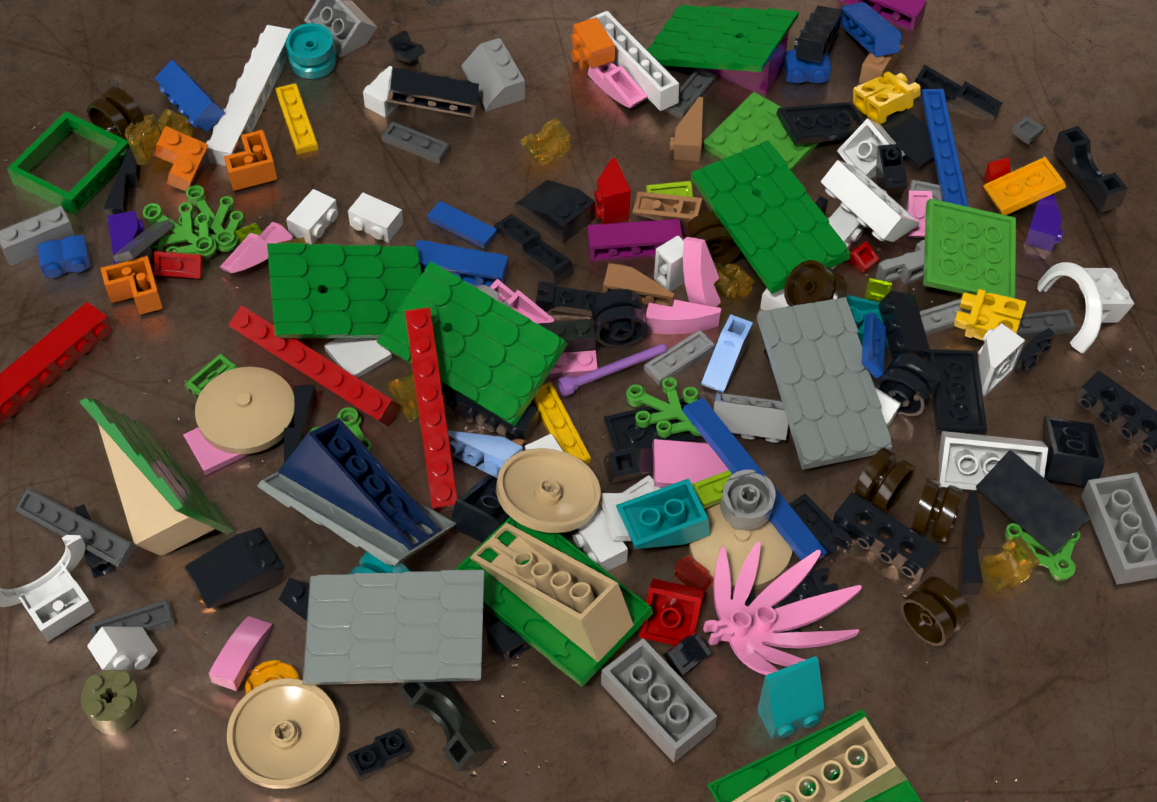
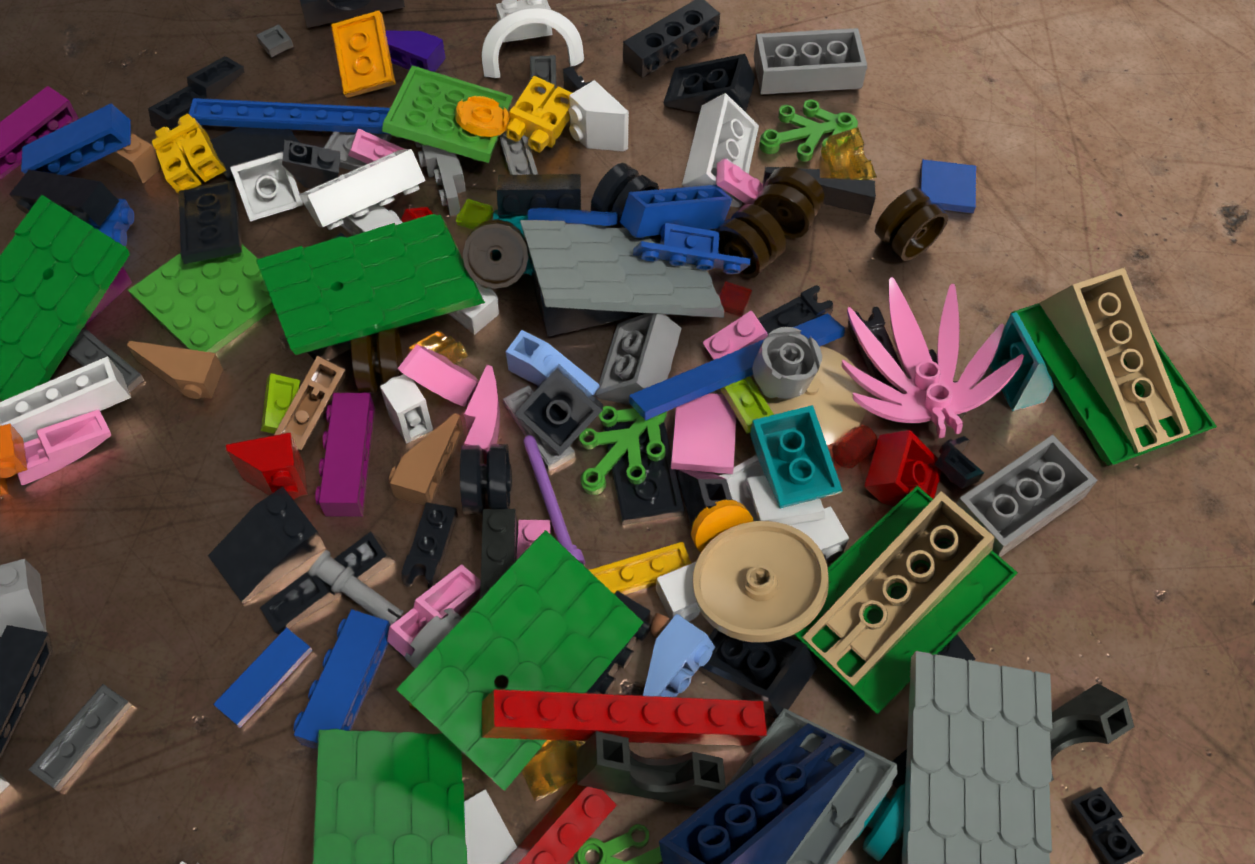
camera: 85 degrees left, 5 degrees up
(375, 217) = (225, 802): white brick -> none
(397, 430) = (686, 780): none -> pearl dark grey arch
(530, 249) = (344, 581): none -> light grey pin
(548, 143) = (145, 543): clear yellow cylinder -> none
(603, 468) = (717, 520): none -> light orange tile
(688, 357) = (559, 409): none -> black slope
(787, 482) = (736, 336): none -> bright pink plate
(831, 483) = (735, 298): none -> clear red tile
(861, 430) = (690, 246): none -> blue bracket
(899, 418) = (687, 206): none -> blue brick
(900, 537) = (809, 258): black brick -> none
(953, 470) = (737, 182): none -> bright pink plate
(959, 400) = (596, 159): black tile -> none
(970, 271) = (482, 116): none -> light orange tile
(997, 169) = (331, 77): red slope -> none
(1007, 660) = (949, 185): none -> blue tile
(1032, 502) = (781, 123): black tile -> none

